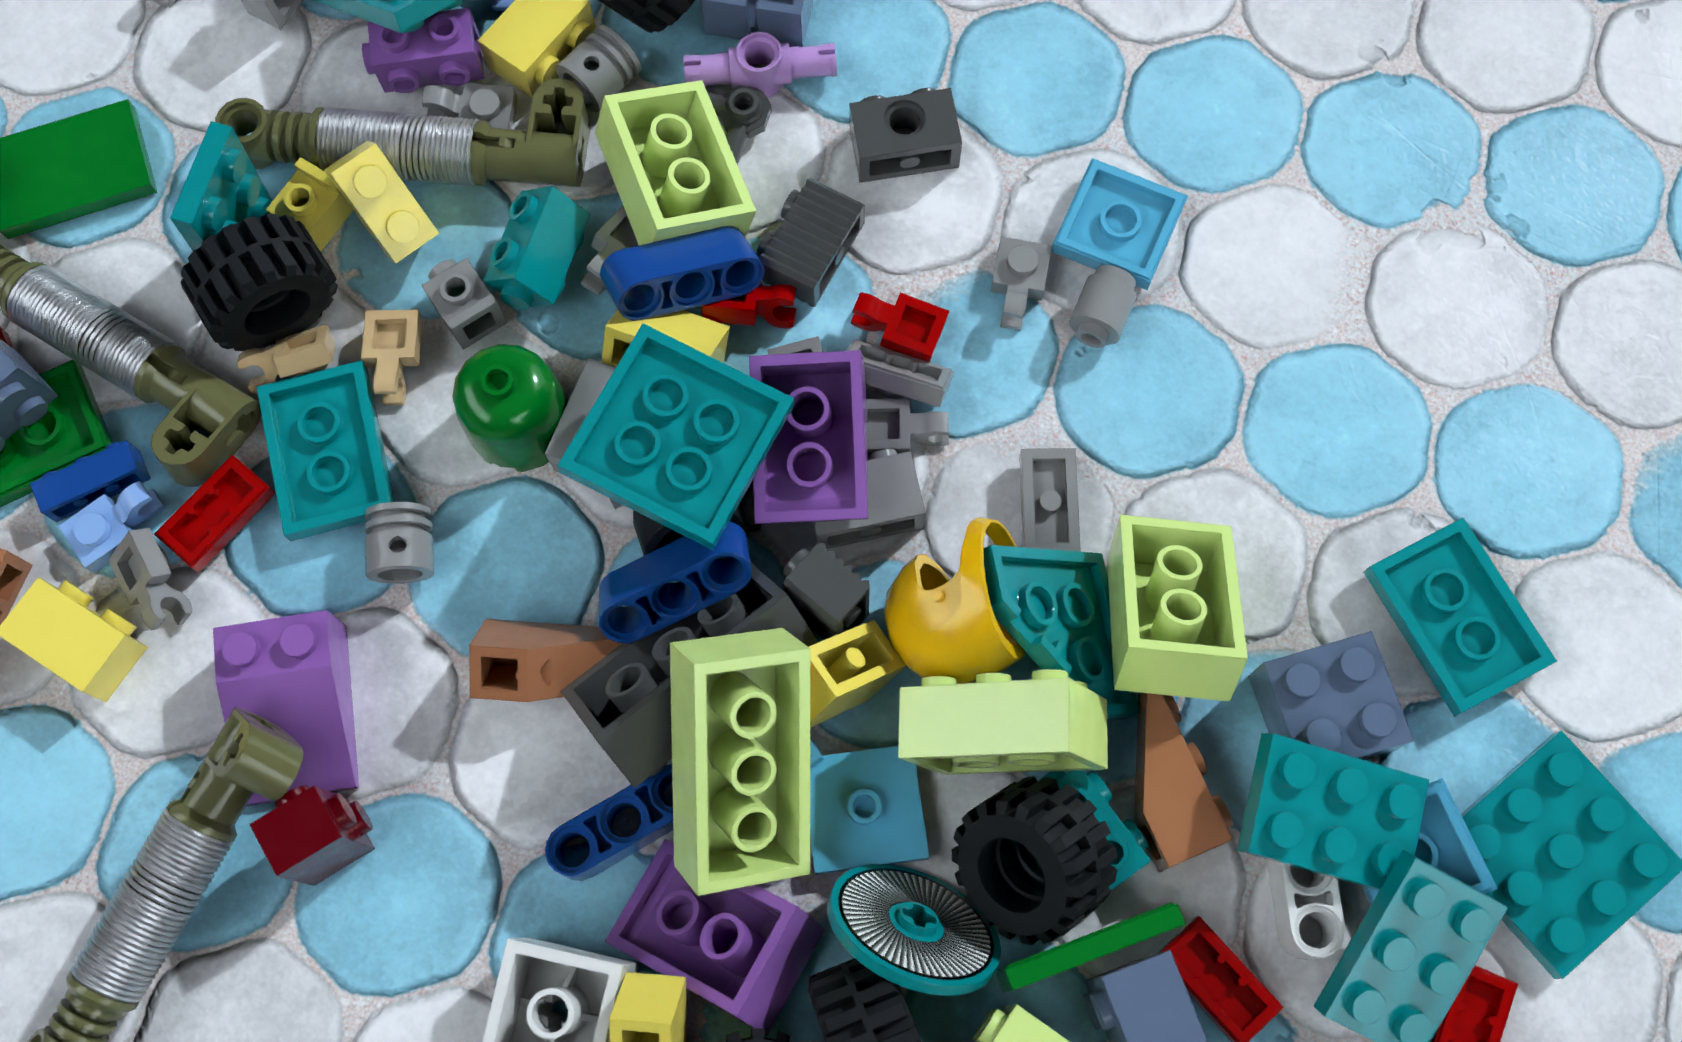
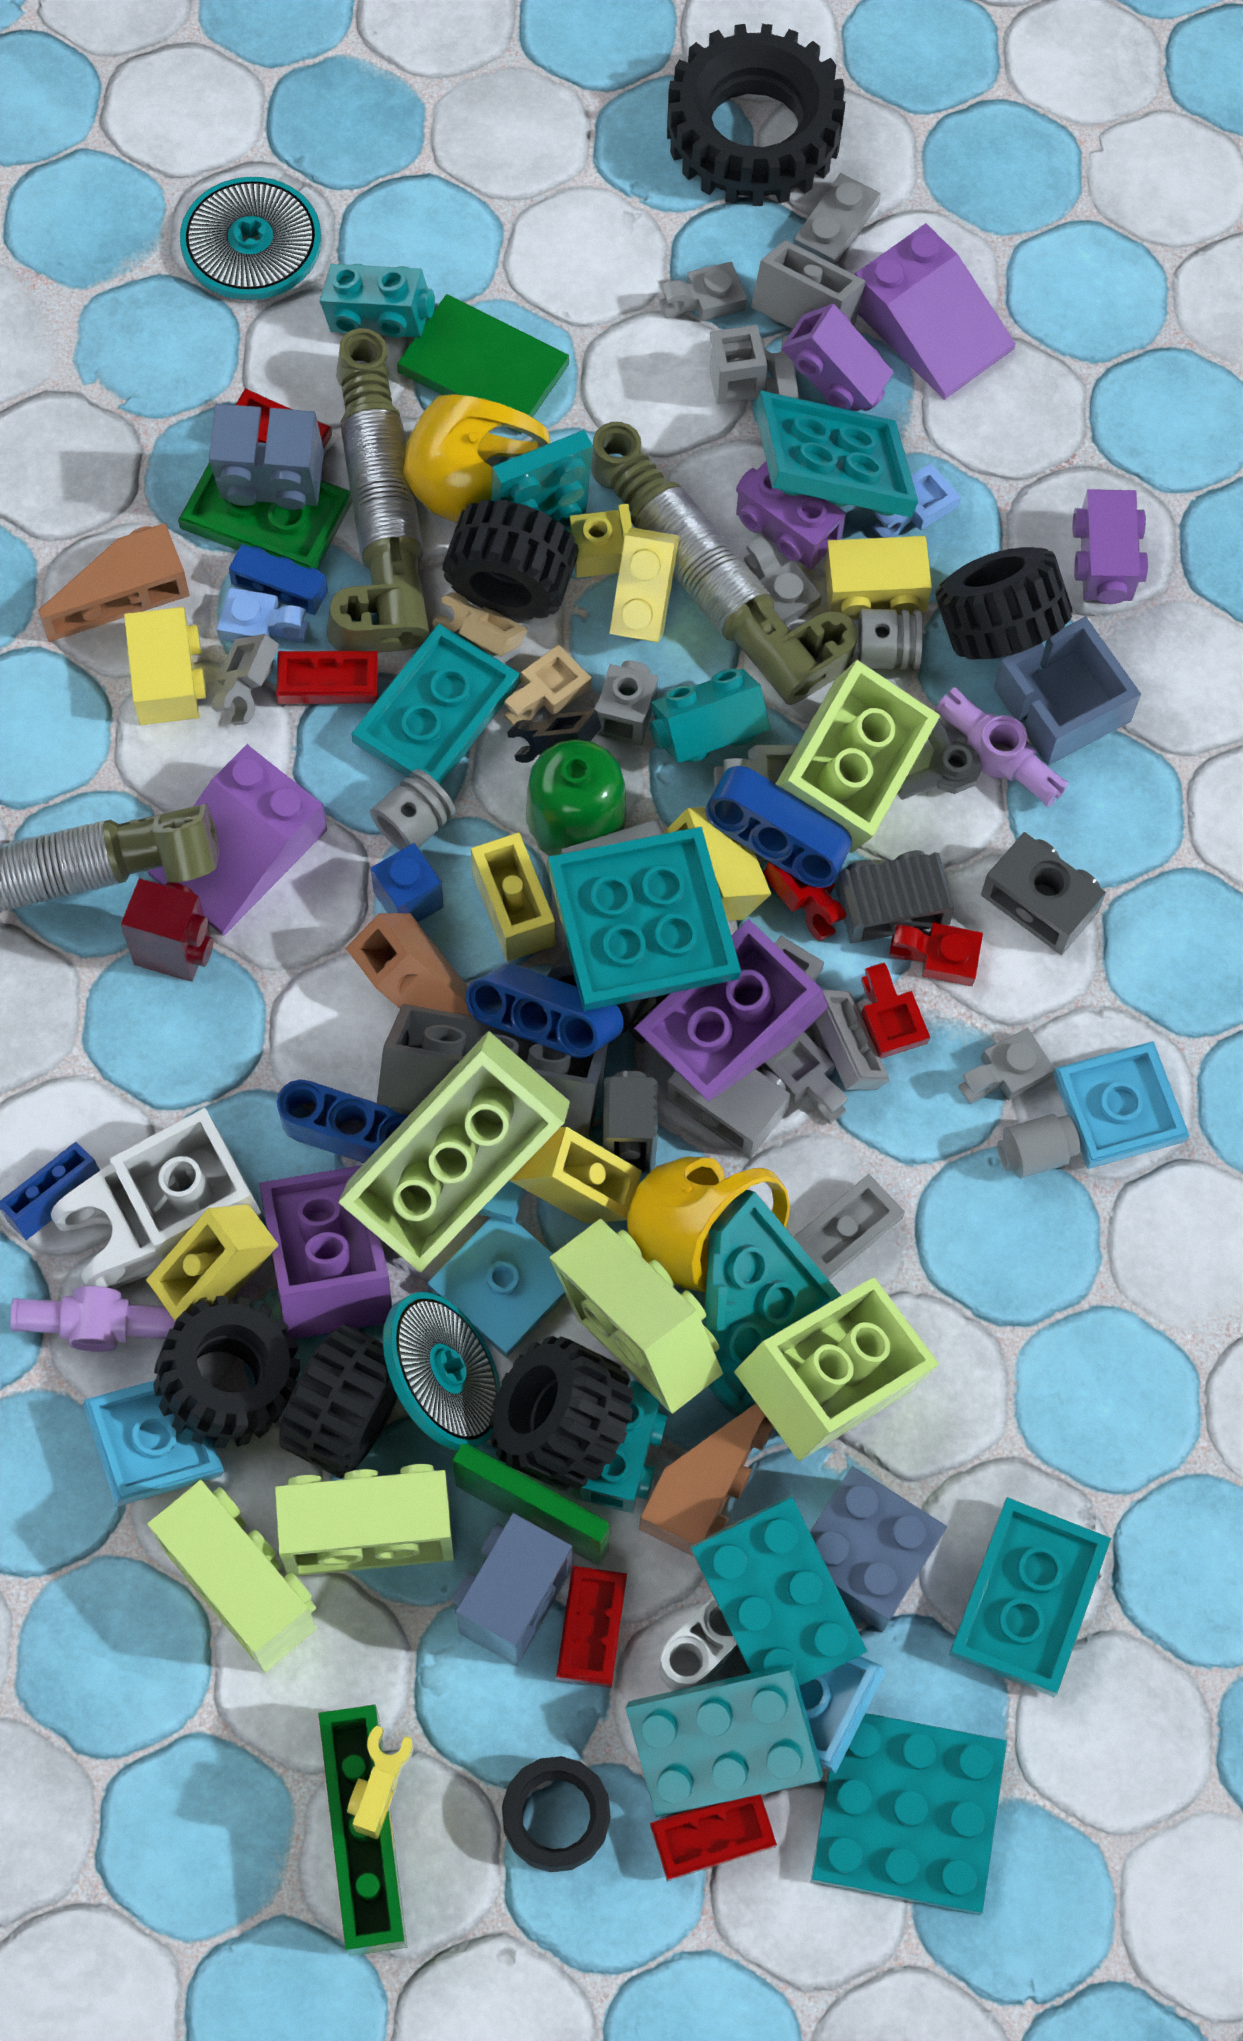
camera: 45 degrees right, 5 degrees down
(119, 249) = (451, 446): none -> yellow piece
(437, 376) = (557, 728): none -> black plate
(458, 600) = (407, 884): none -> blue brick
(548, 524) = (513, 897): none -> light yellow brick
(884, 244) = (947, 952): none -> red plate

